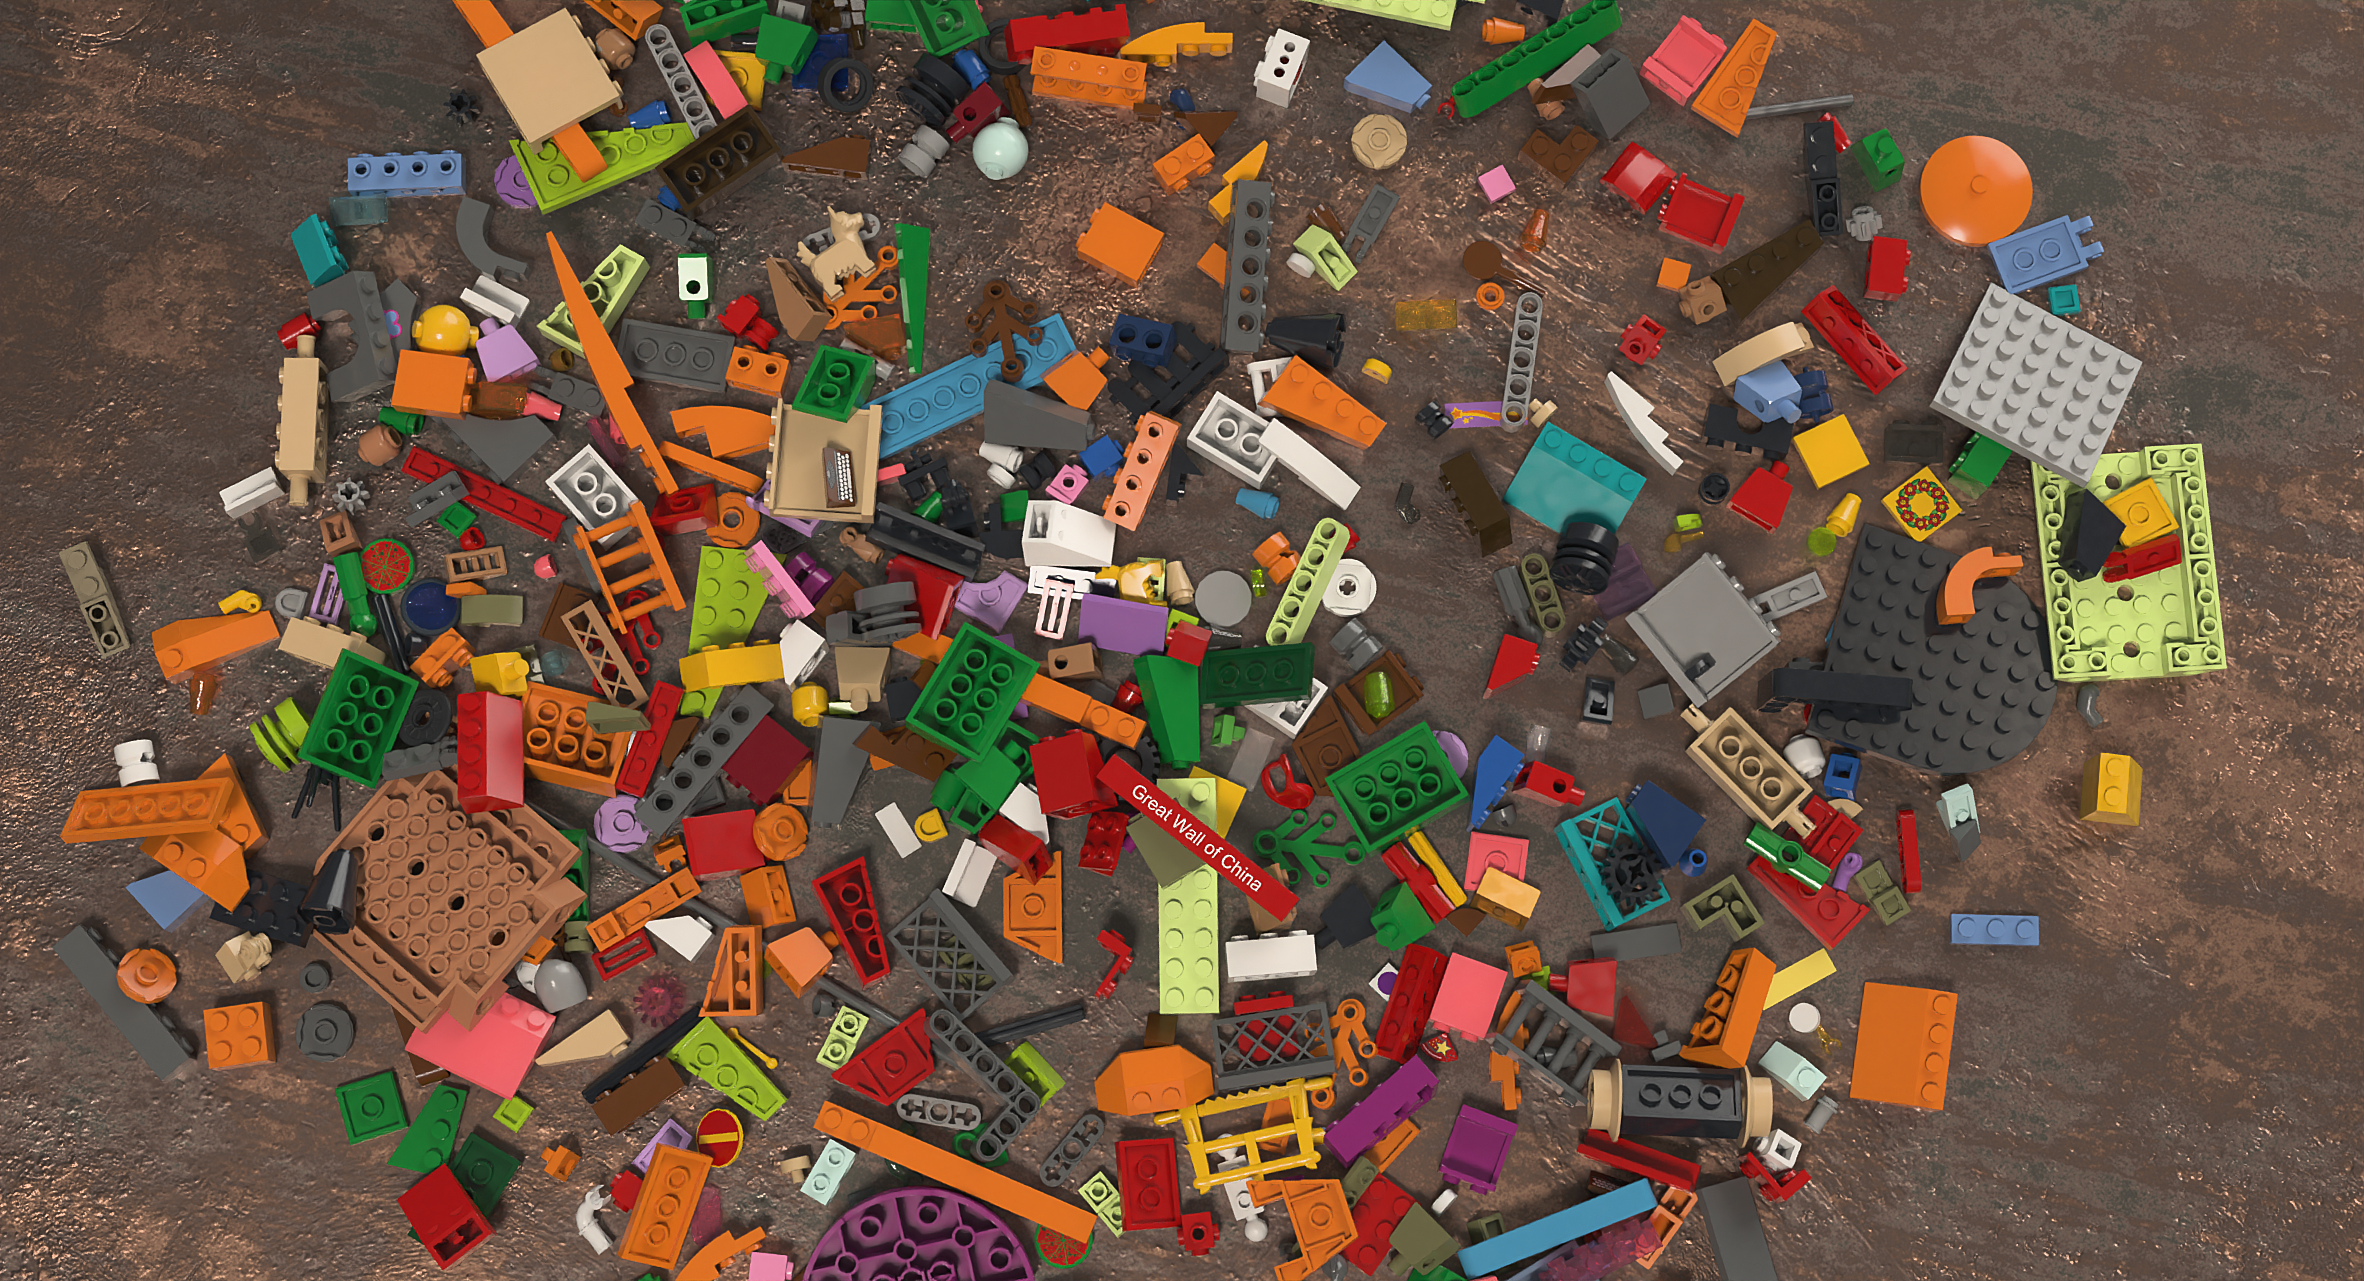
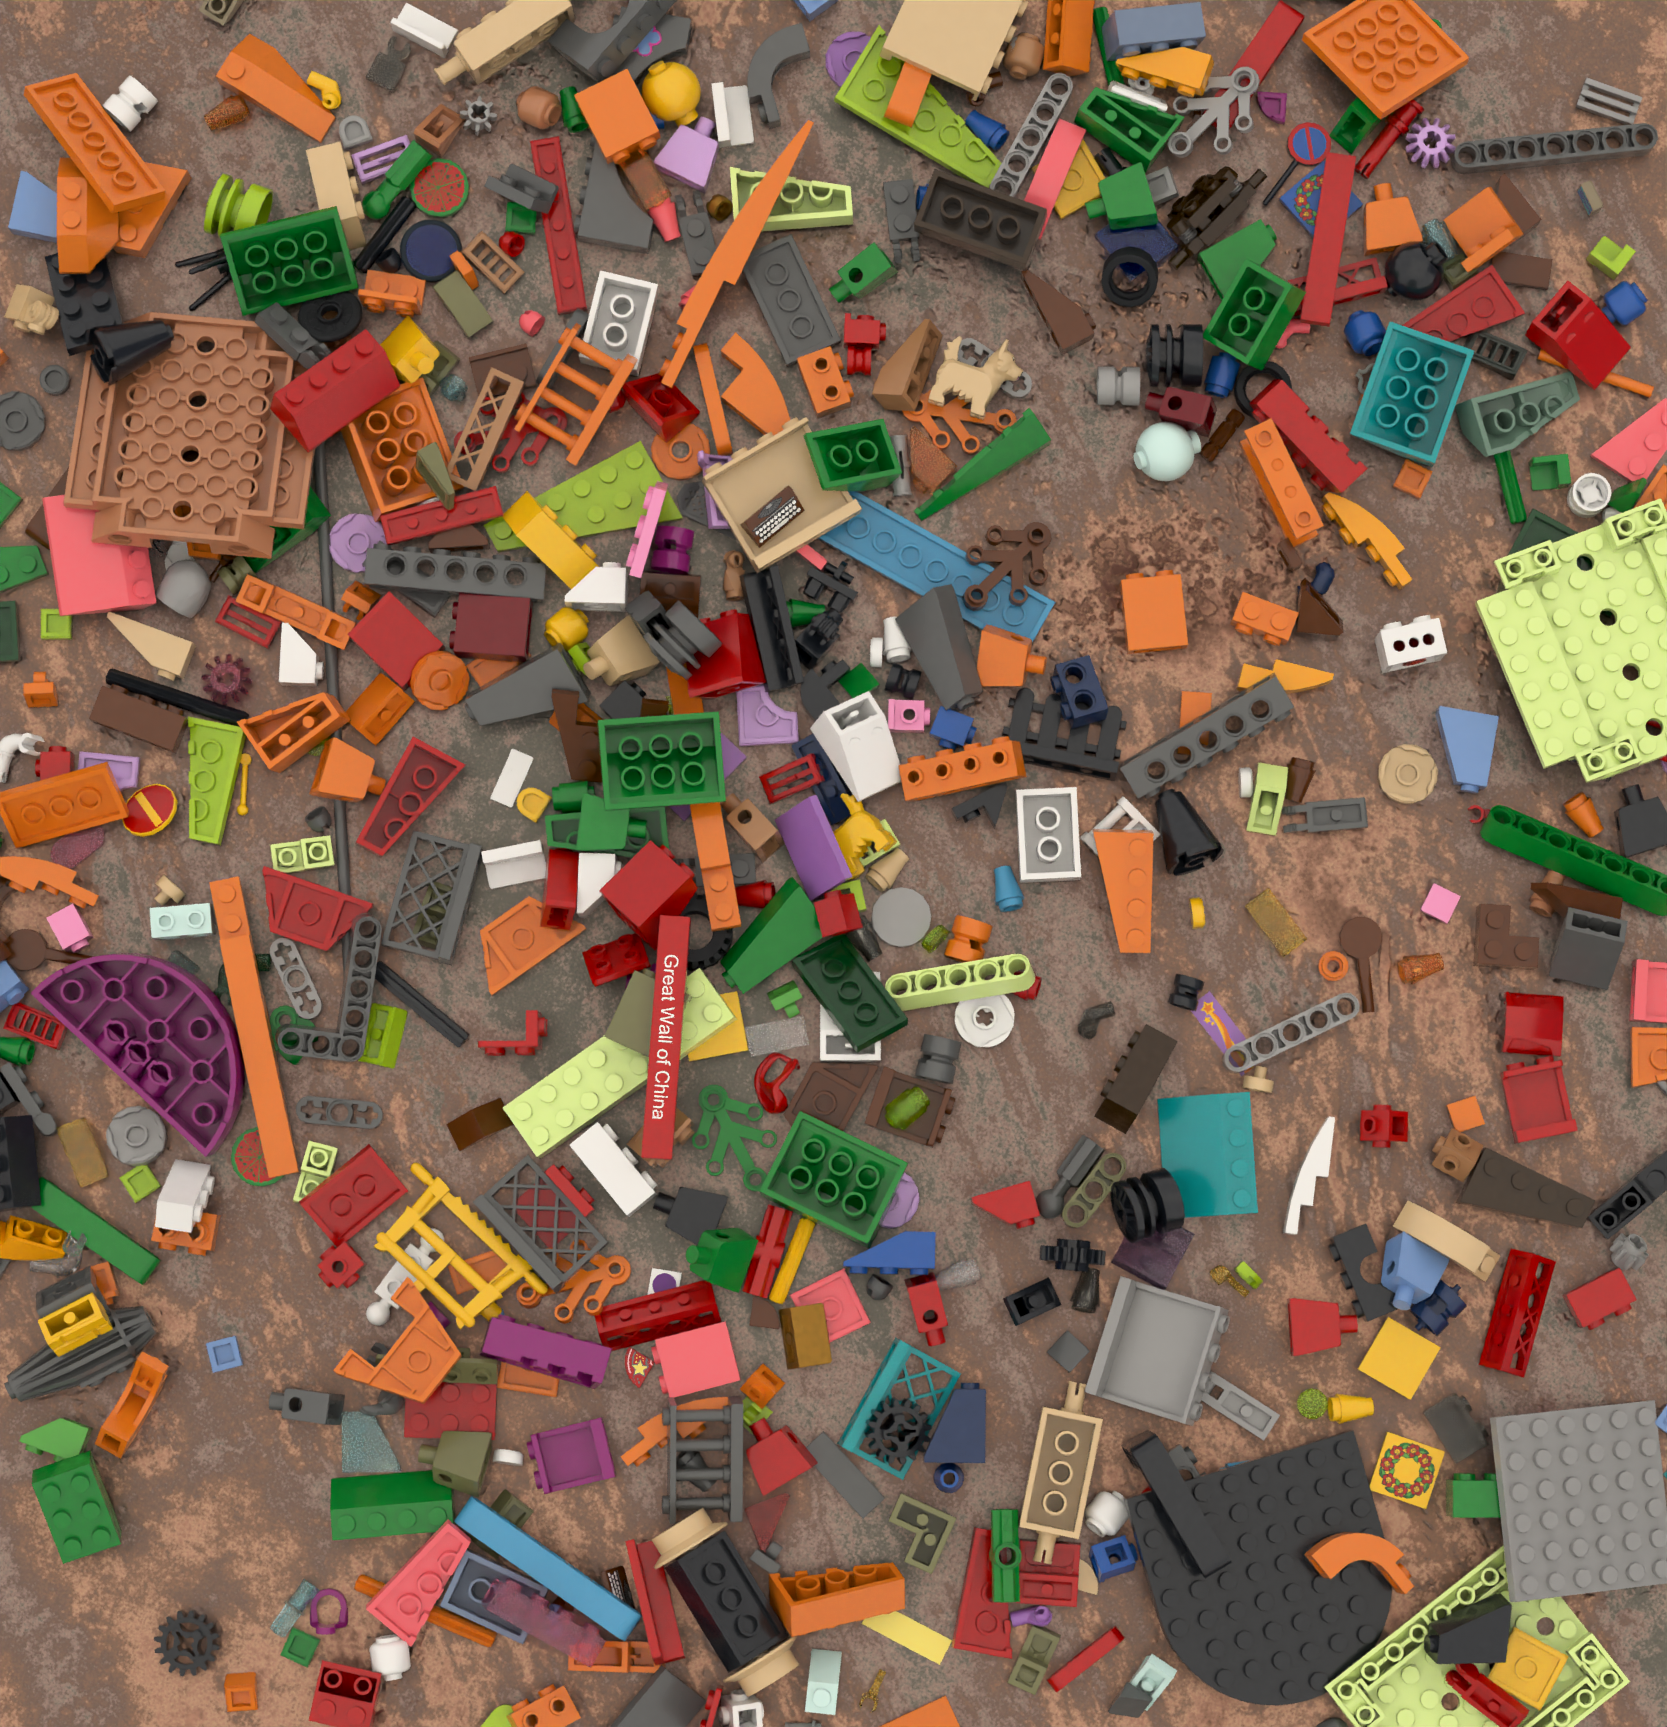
camera: 60 degrees right, 5 degrees up
(604, 443) = (671, 295): clear pink tile -> none
(1153, 1081) = (442, 1142): orange wedge -> none
(1308, 464) = (1068, 910): white slope -> none
(1700, 668) = (1121, 1370): black tile -> none
(1715, 484) = (1292, 1277): black wheel -> none
(1804, 1017) = (877, 1663): white tile -> none

